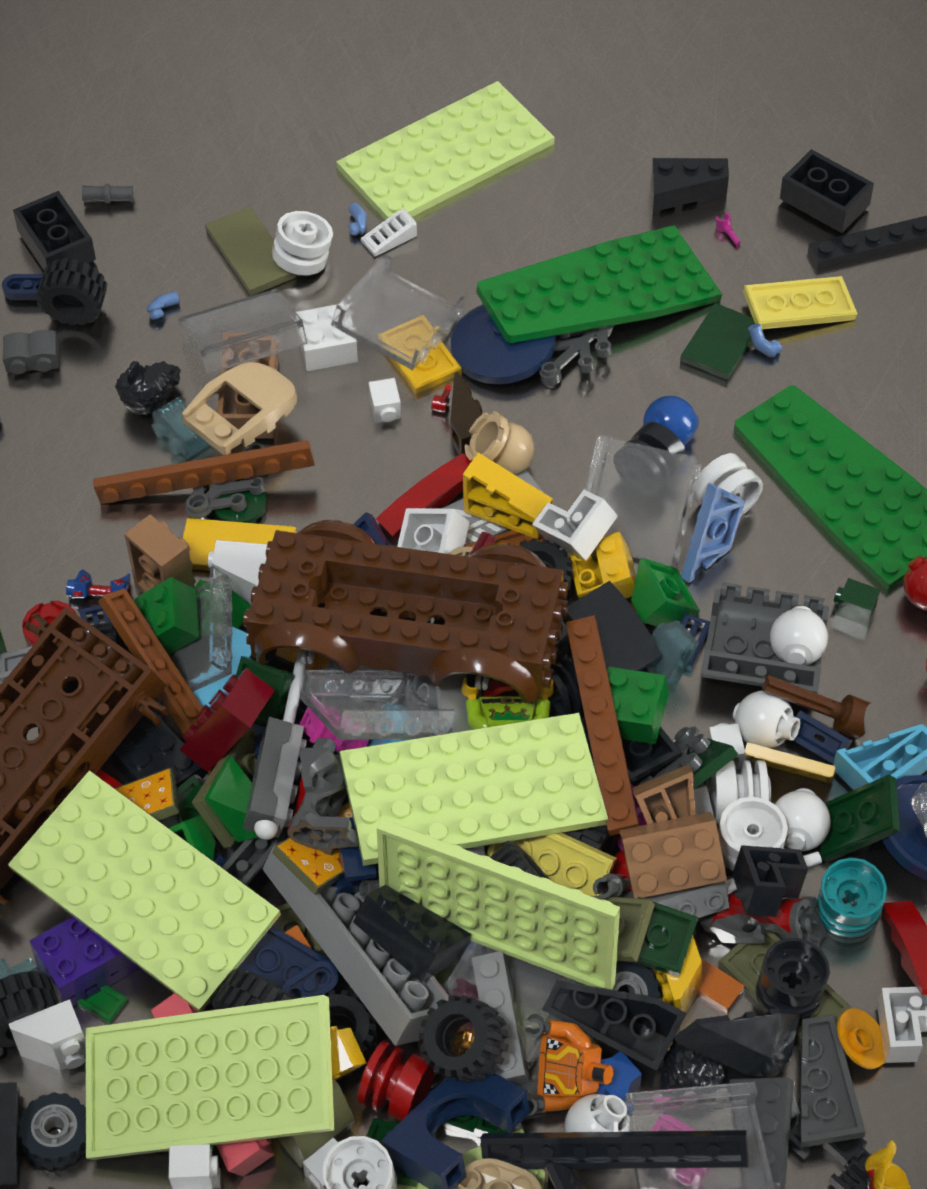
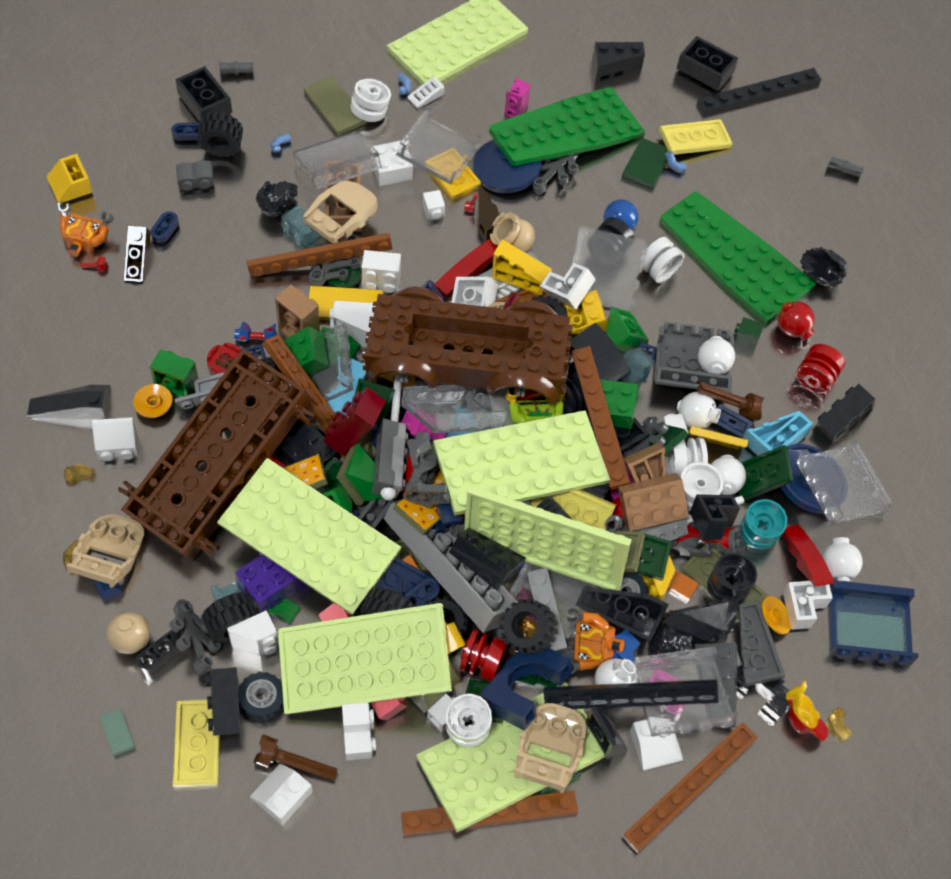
camera: 10 degrees left, 5 degrees up
(293, 497) = (381, 271): none -> white brick
(526, 243) = (517, 98): none -> dark pink hinge
(714, 529) = (656, 287): medium blue wing -> none
(725, 226) = (643, 87): dark pink hand -> none

